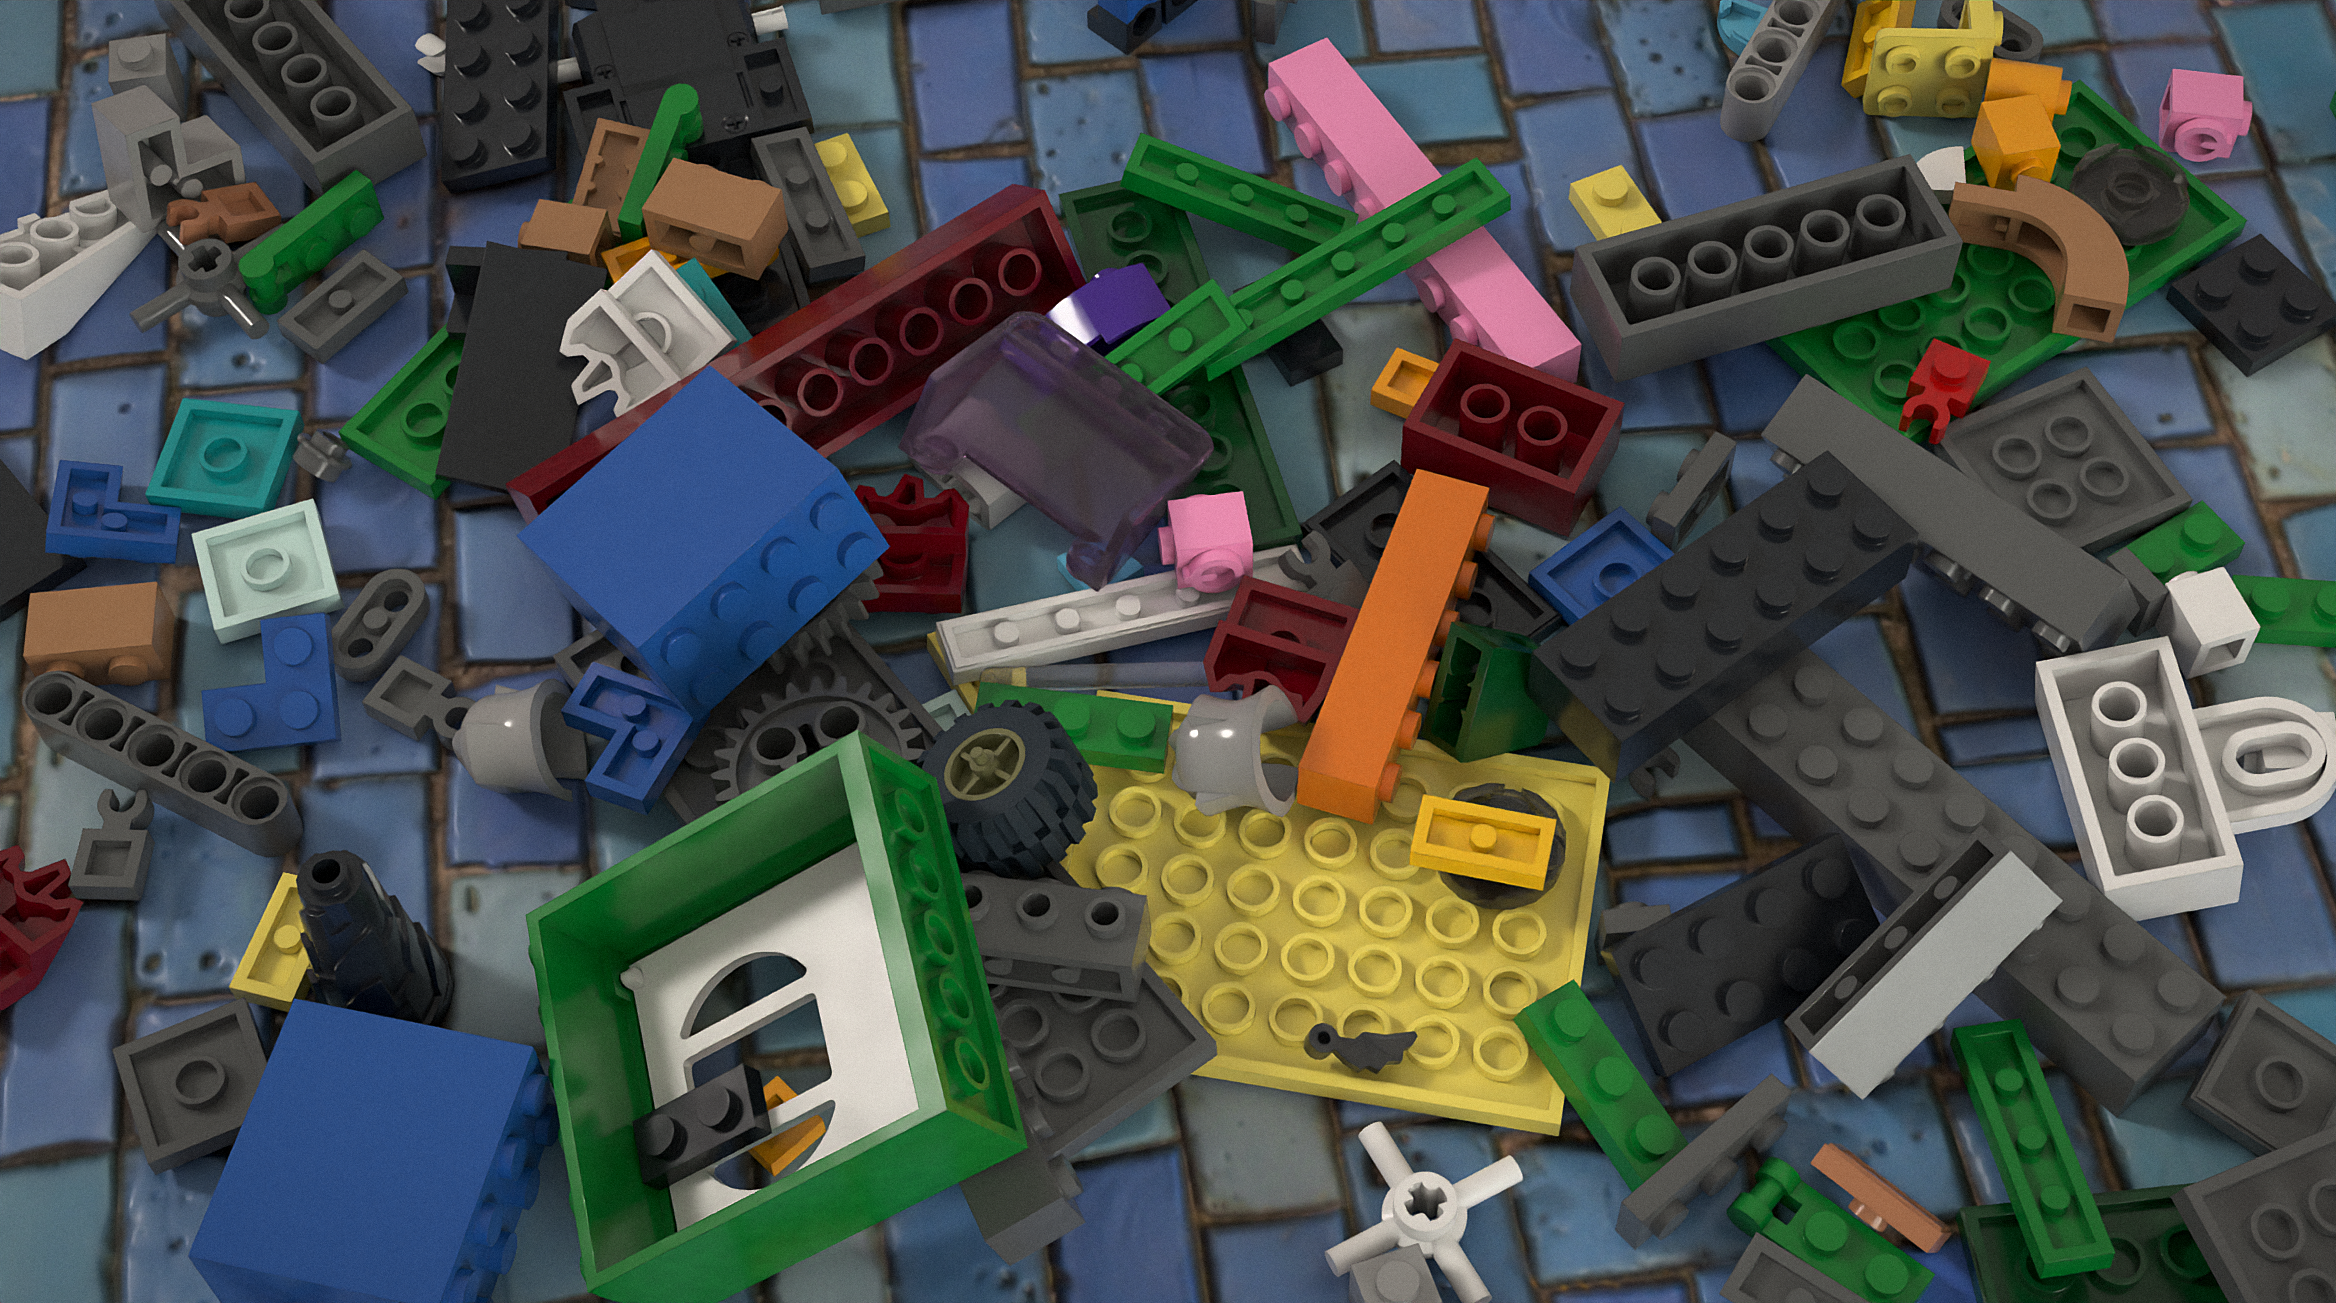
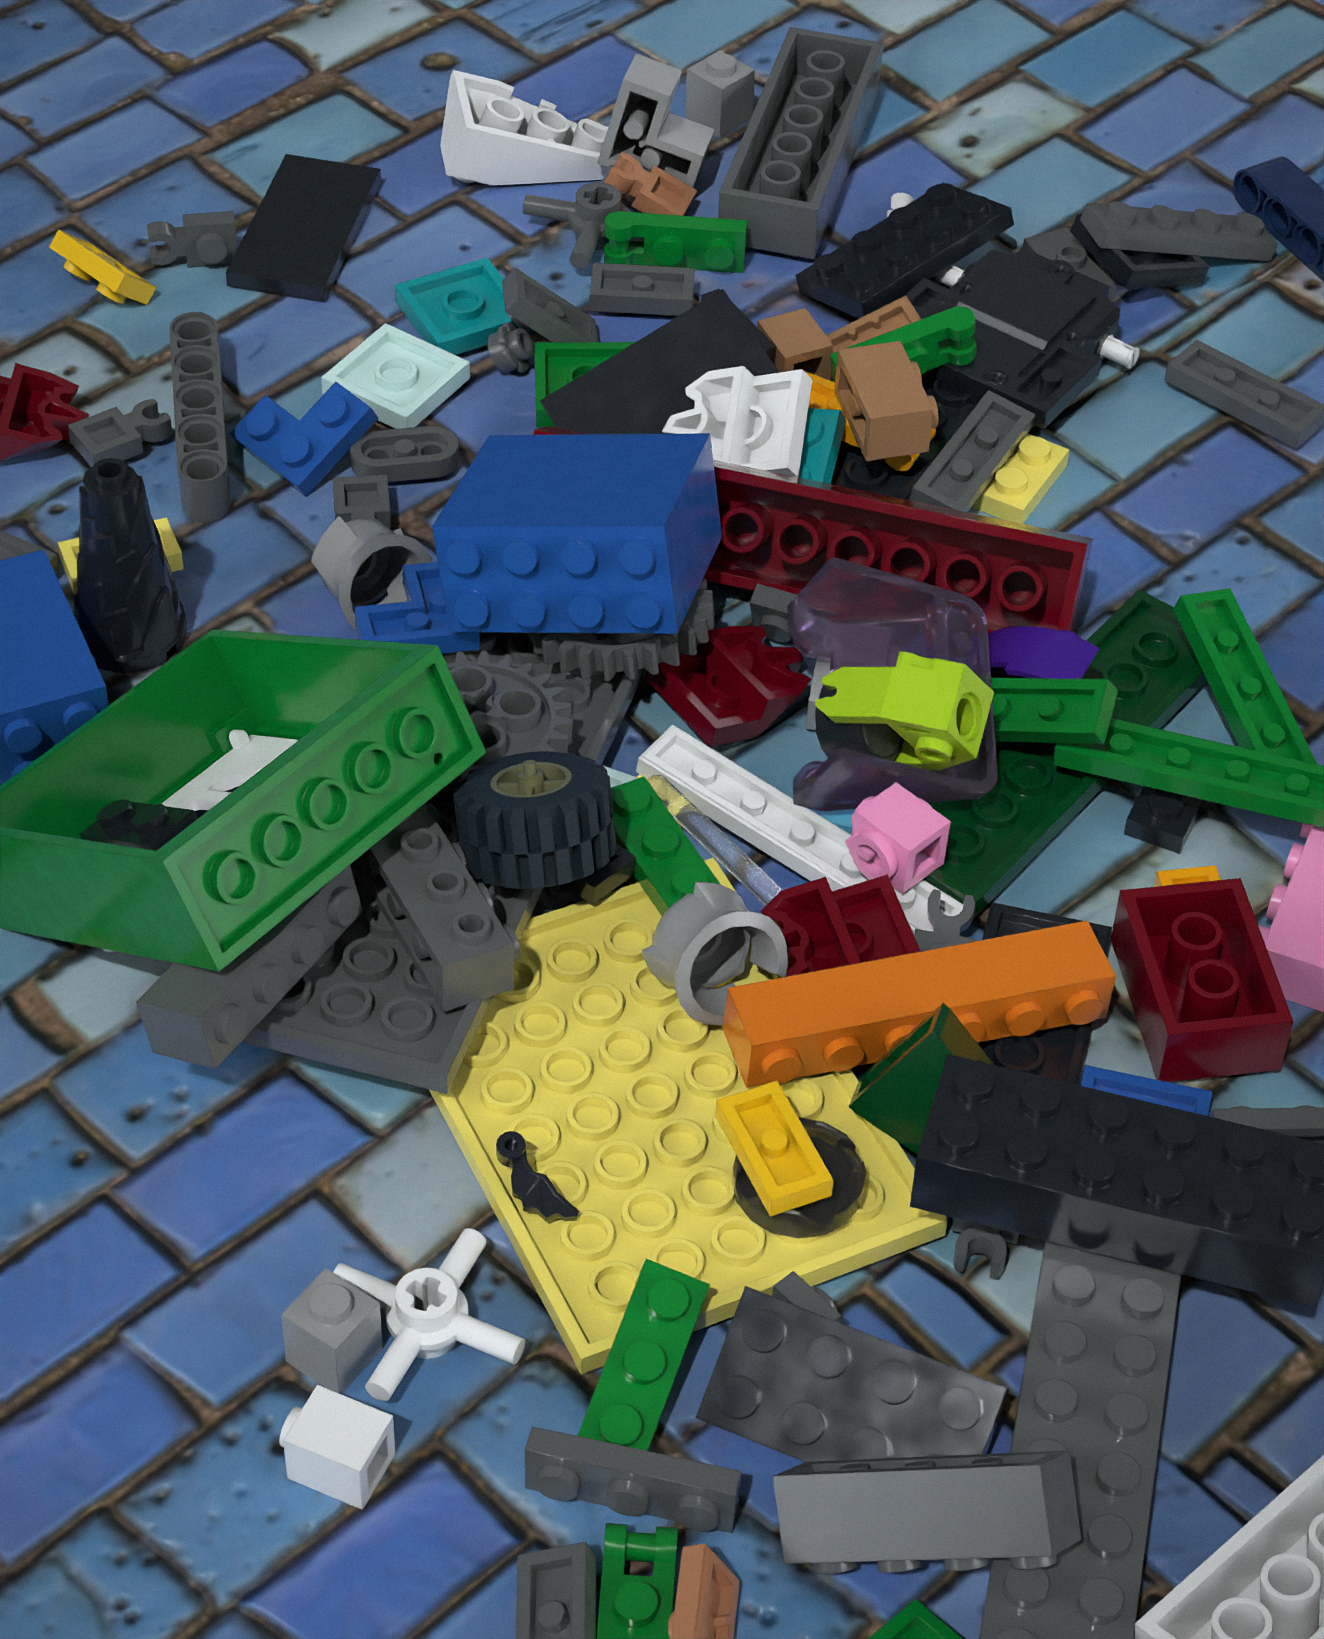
camera: 50 degrees right, 10 degrees down
(93, 522) = (355, 278): blue plate -> none
(101, 633) = (269, 330): medium nougat brick -> none
(317, 397) = (544, 311): none -> dark grey plate
(863, 458) = (770, 611): none -> dark grey plate
(1154, 426) = (910, 713): none -> lime piece

